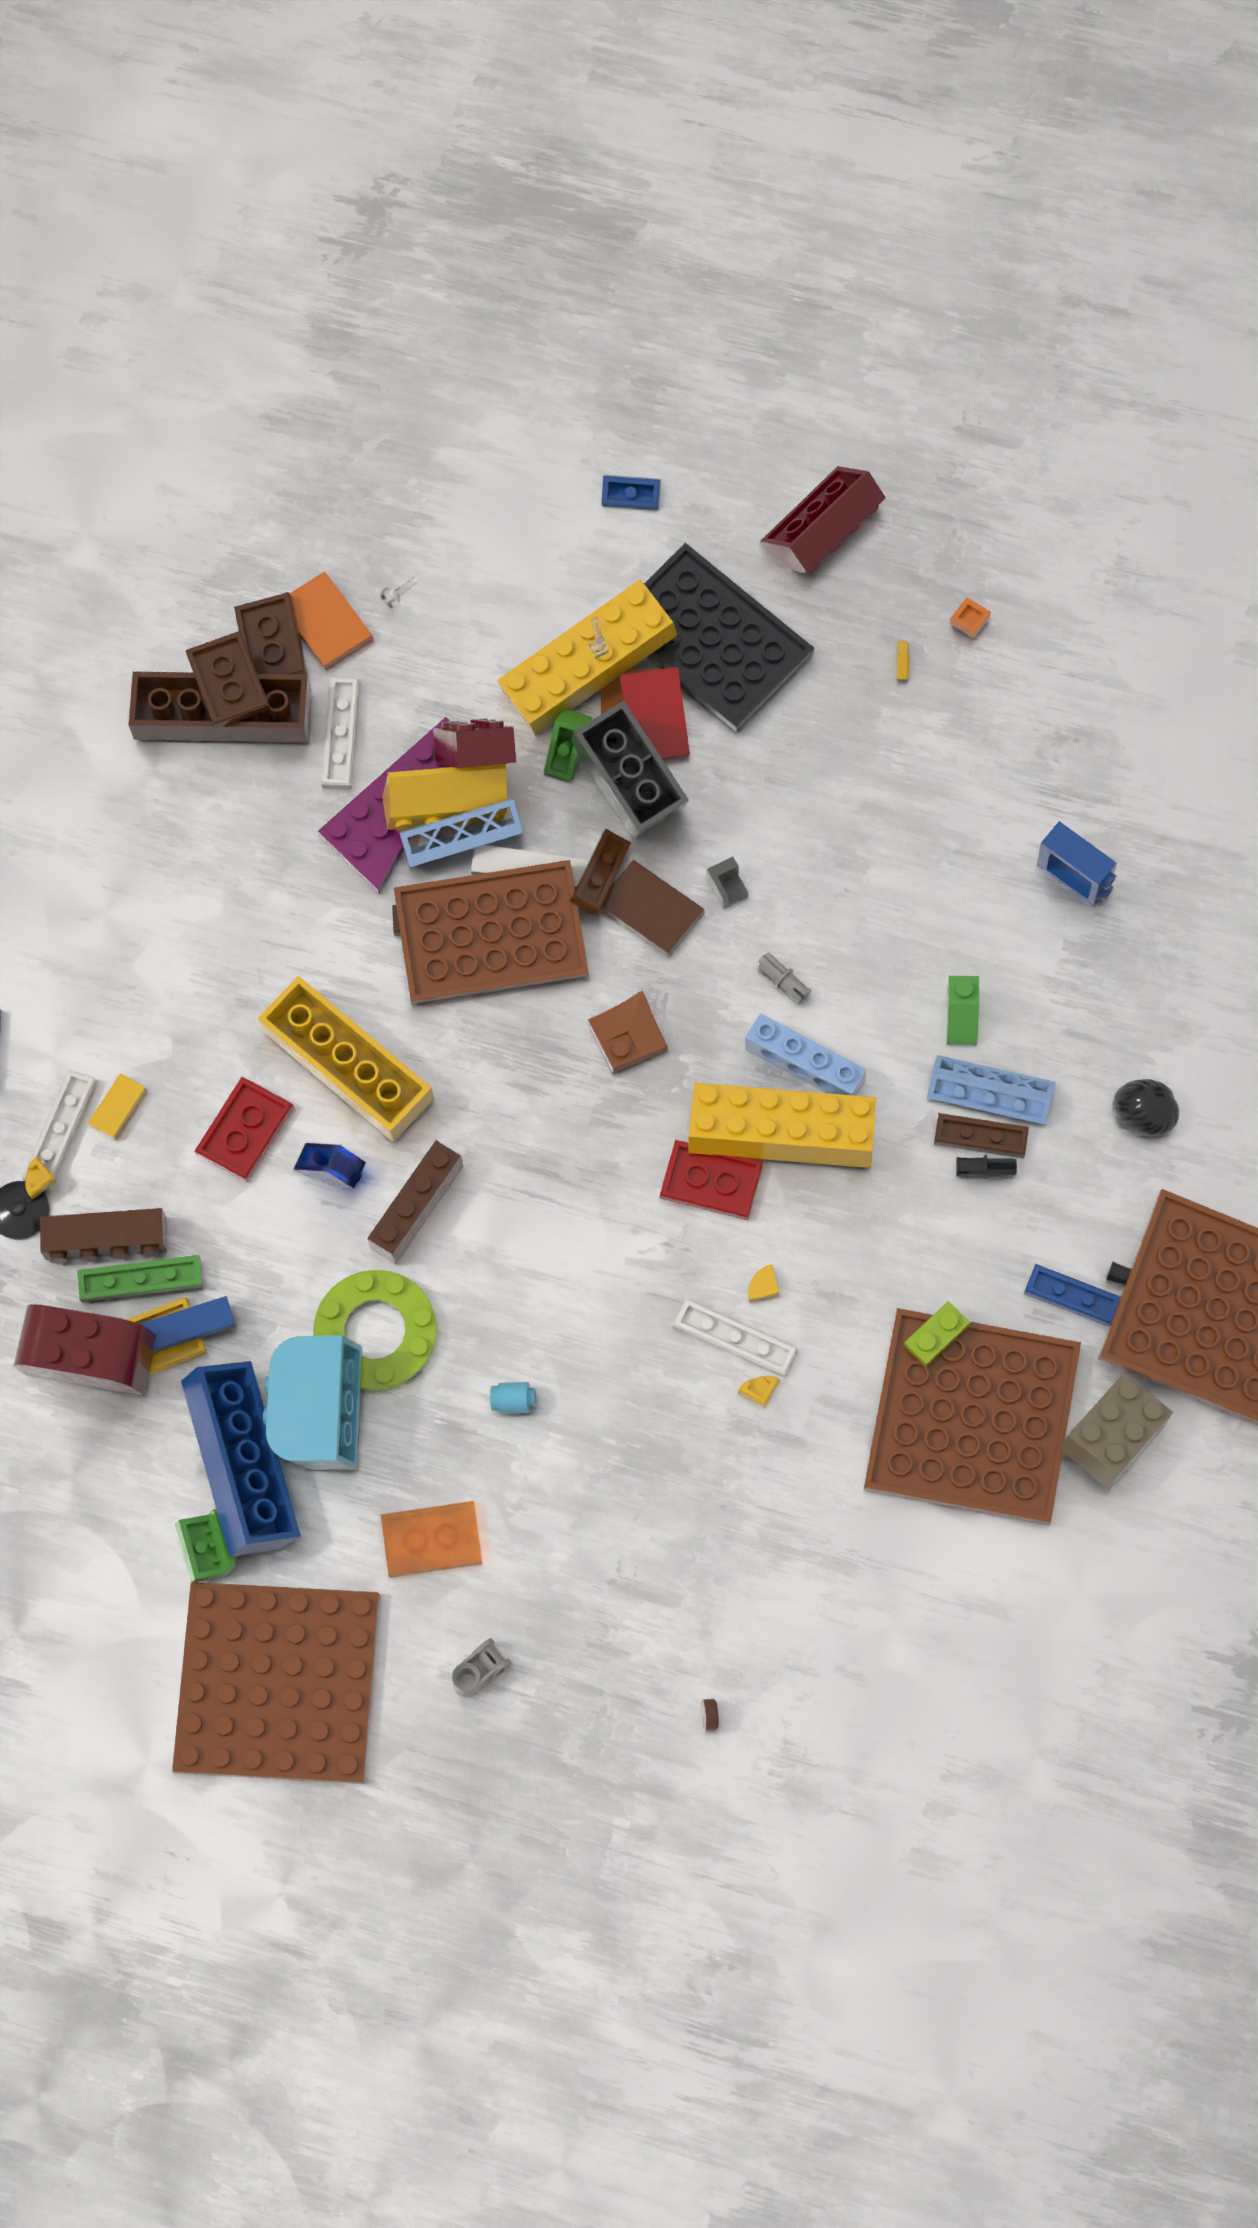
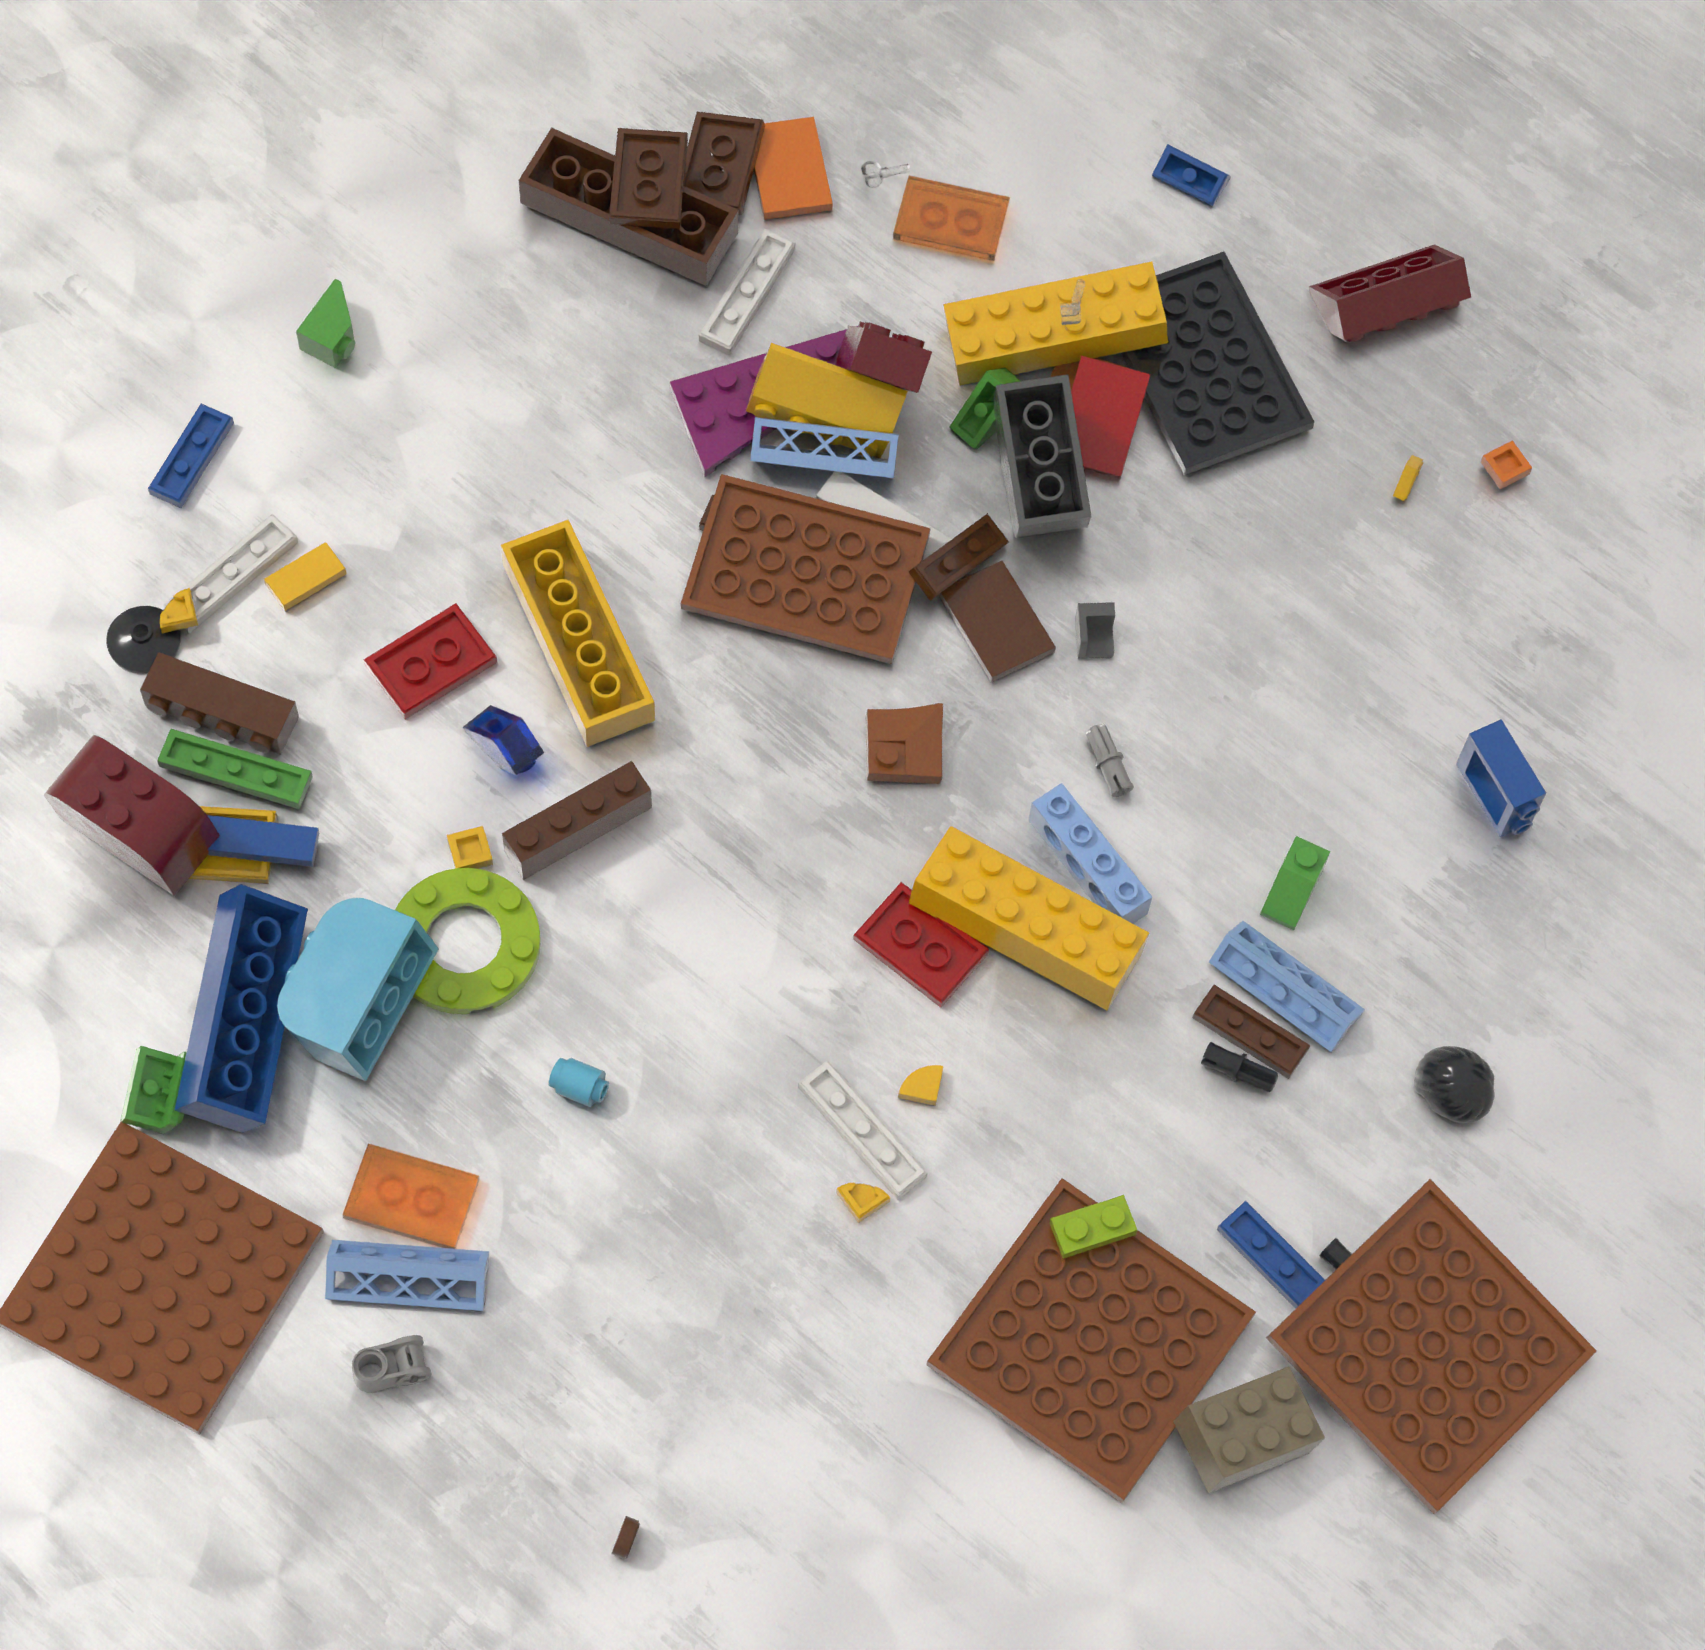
camera: 15 degrees right, 5 degrees down
(38, 904) = (328, 328): none -> bright green slope
(345, 1259) = (470, 848): none -> yellow tile
(454, 1588) = (406, 1261): none -> light blue fence
(467, 606) = (951, 218): none -> clear orange tile

